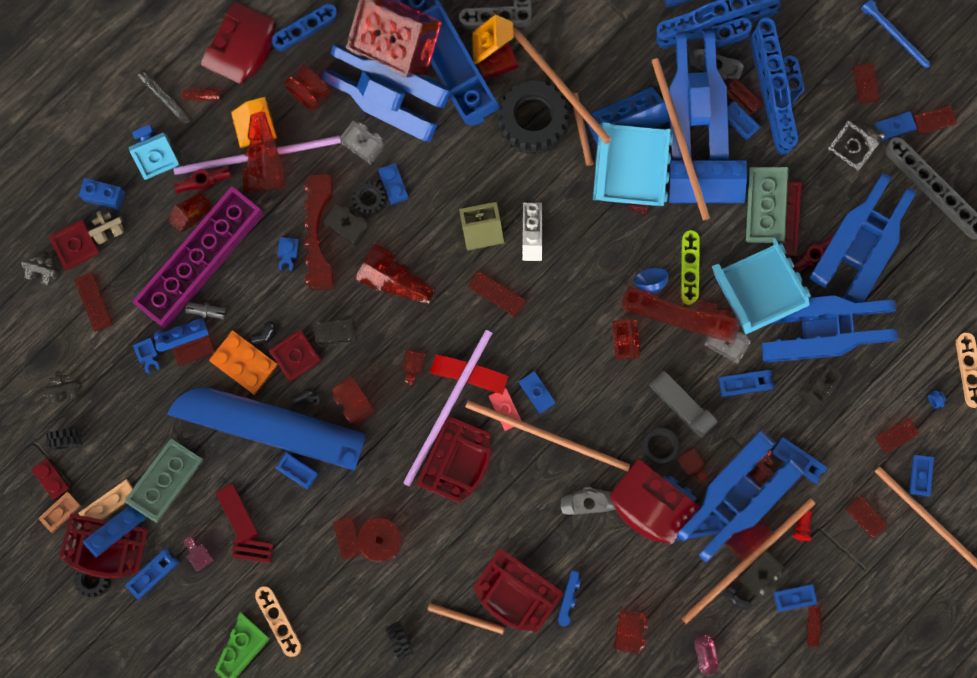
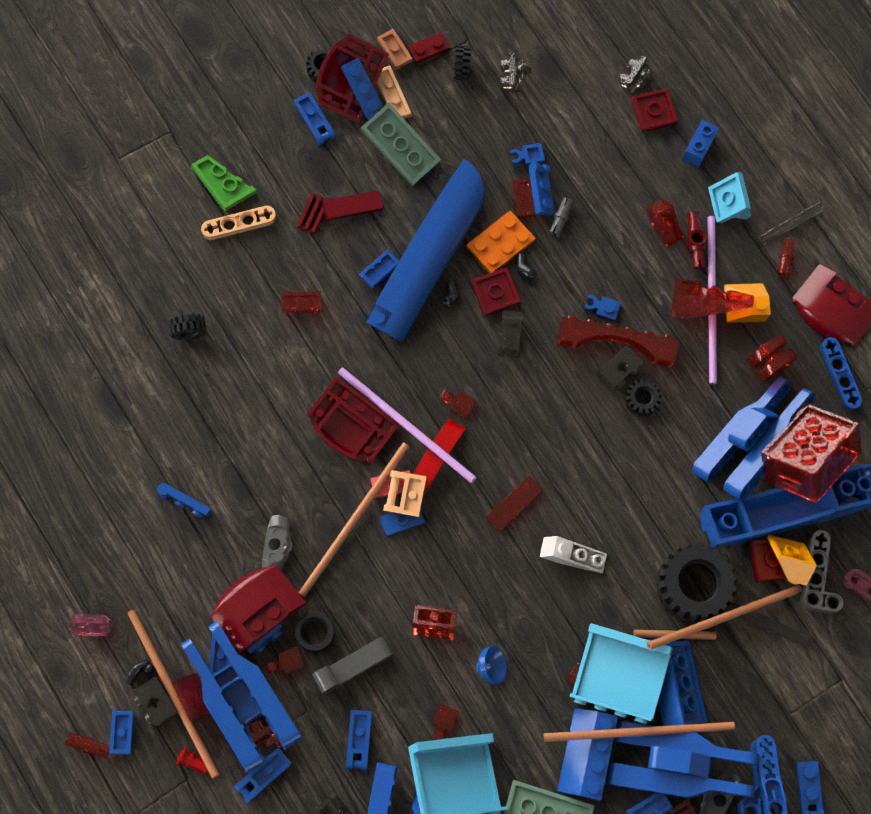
camera: 90 degrees right, 5 degrees down
(93, 302) = (593, 117): clear red tile -> none
(98, 232) = (662, 134): dark tan hips -> none
(144, 133) = (754, 192): blue plate -> none
(198, 257) = (615, 219): magenta brick -> none
(199, 556) = (319, 163): clear pink plate -> none
(353, 400) = (434, 334): clear red slope -> none
(368, 150) = (712, 395): clear brick -> none
(386, 275) = (557, 399): clear red wedge -> none
(391, 540) = (291, 319): clear red wheel -> none
(393, 184) = (654, 425): blue plate -> none
(466, 618) = (193, 398): nougat bar -> none
(481, 226) = (589, 502): olive slope -> none
(514, 387) = (411, 496): none -> light nougat plate
(516, 593) = (203, 450): dark red slope -> none
(630, 631) = (132, 550): clear red slope -> none
(690, 267) = (497, 714): lime beam -> none
(704, 323) = (445, 684): clear red arch -> none
(732, 351) = (413, 719): clear brick -> none

